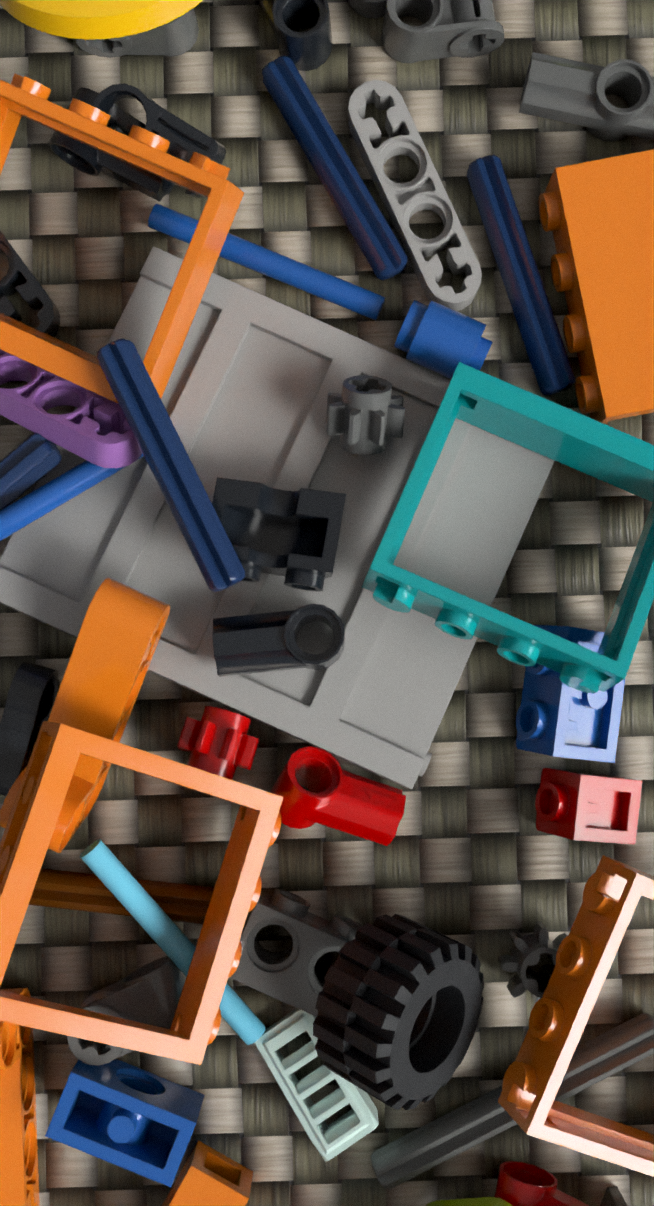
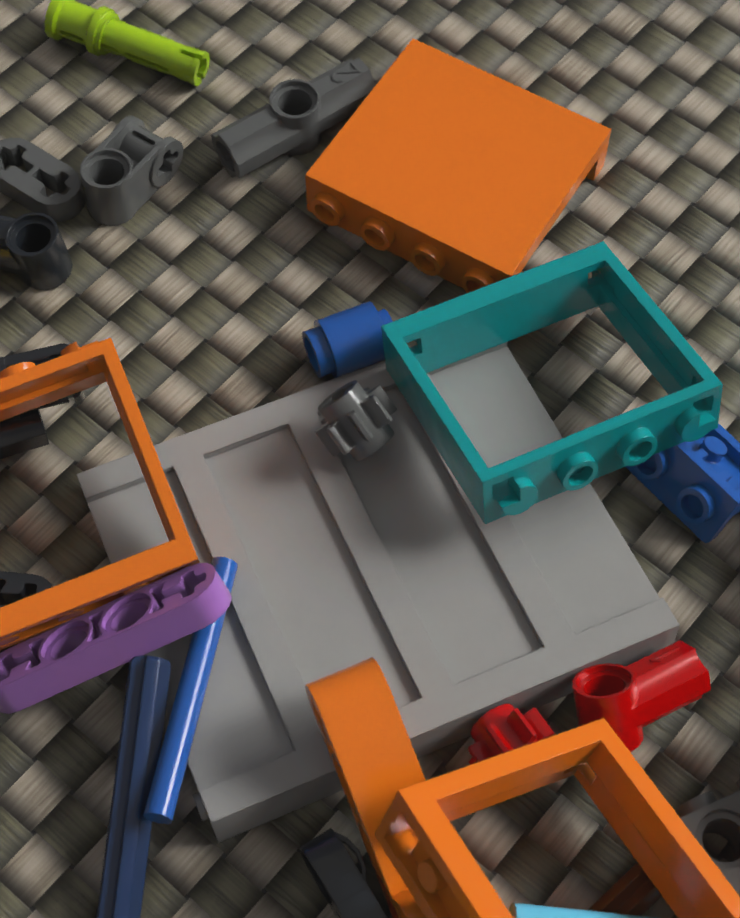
camera: 50 degrees left, 25 degrees down
(170, 465) = (267, 560): dark blue axle -> none
(270, 641) = (470, 615): black piece -> none
(274, 265) = (171, 411): blue bar -> none
(281, 530) = (390, 544): black cylinder -> none
(334, 168) = (153, 314): dark blue axle -> none
(421, 193) = (231, 274): light grey beam -> none
(520, 275) = (348, 261): dark blue axle -> none

